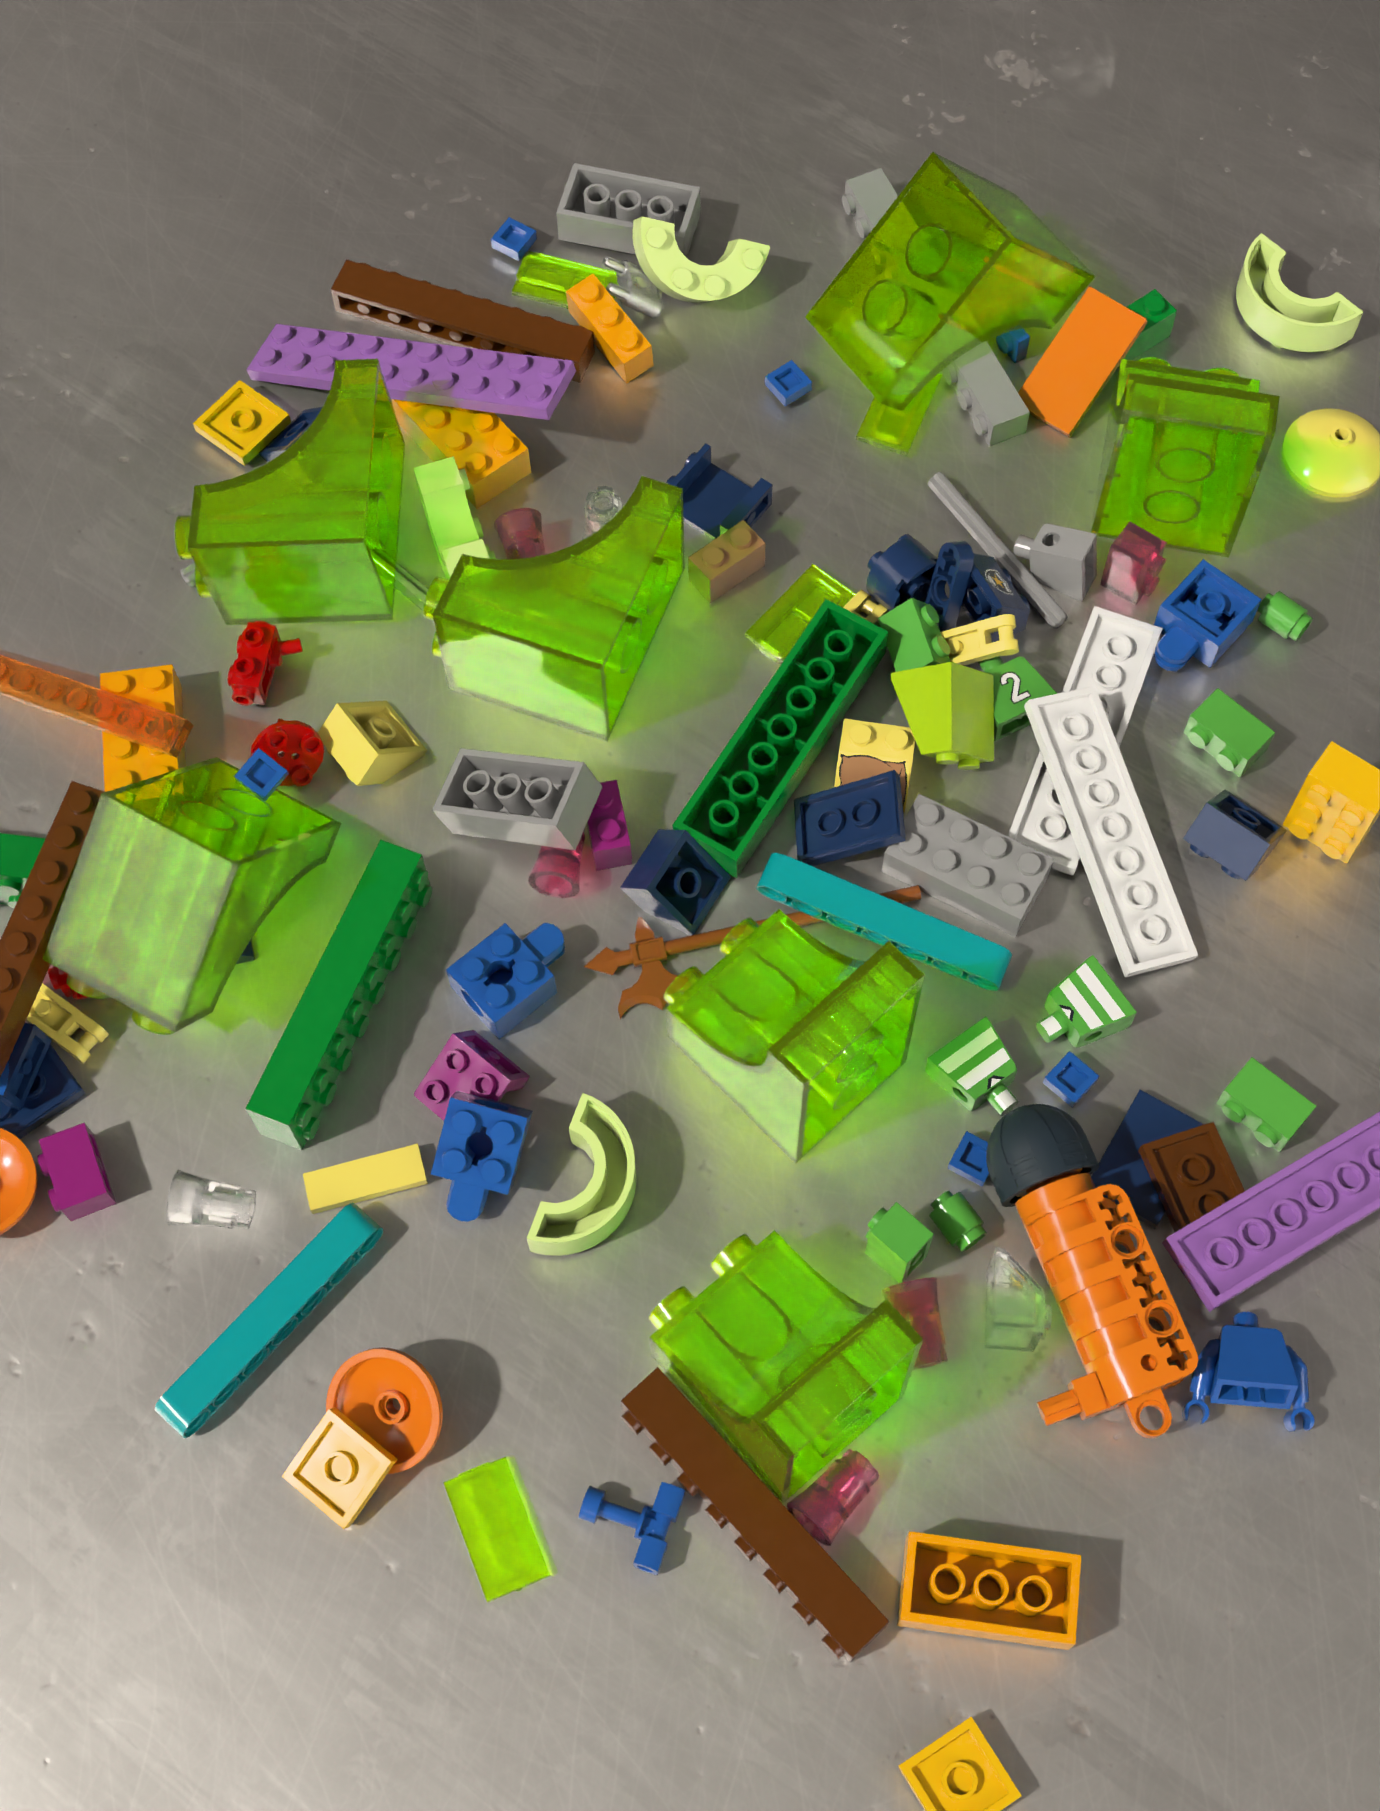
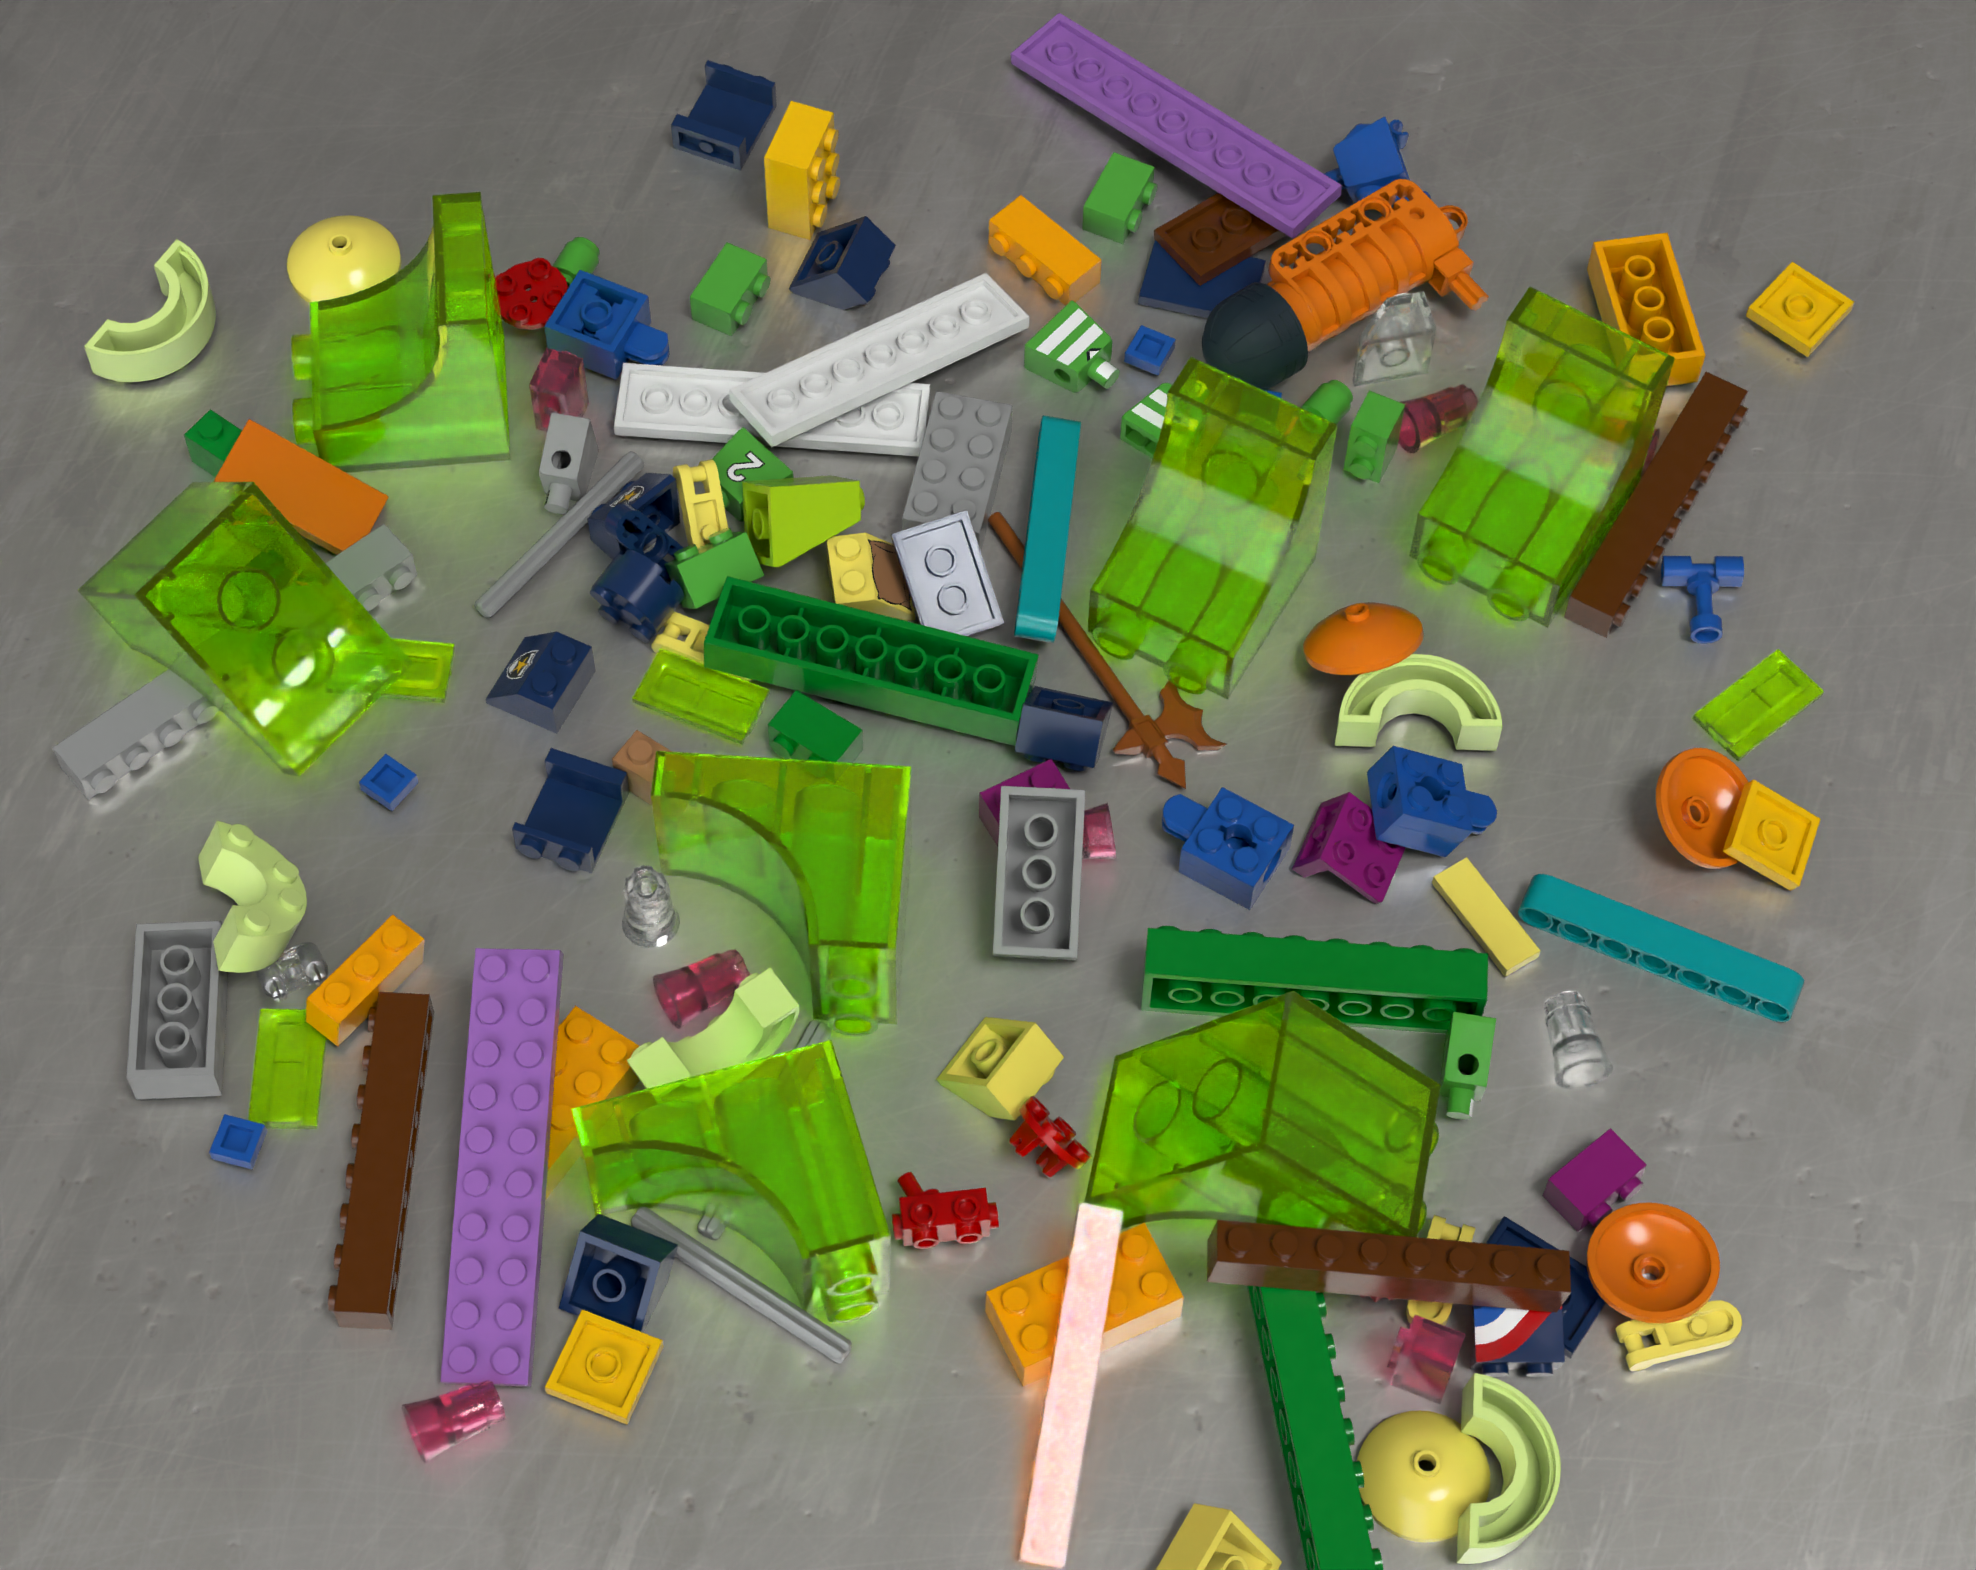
camera: 110 degrees left, 5 degrees down
(218, 1096) = (1468, 1051): none -> bright green torso
(241, 316) = (452, 1417): none -> clear pink plant
(261, 774) = (1100, 1133): blue plate -> none
(660, 1163) = (1363, 639): none -> orange dish
(727, 685) = (813, 732): none -> green brick
(848, 505) = (544, 679): none -> dark blue slope
(1212, 1014) = (1044, 251): none -> light orange brick
(1249, 553) = (546, 286): none -> red plate

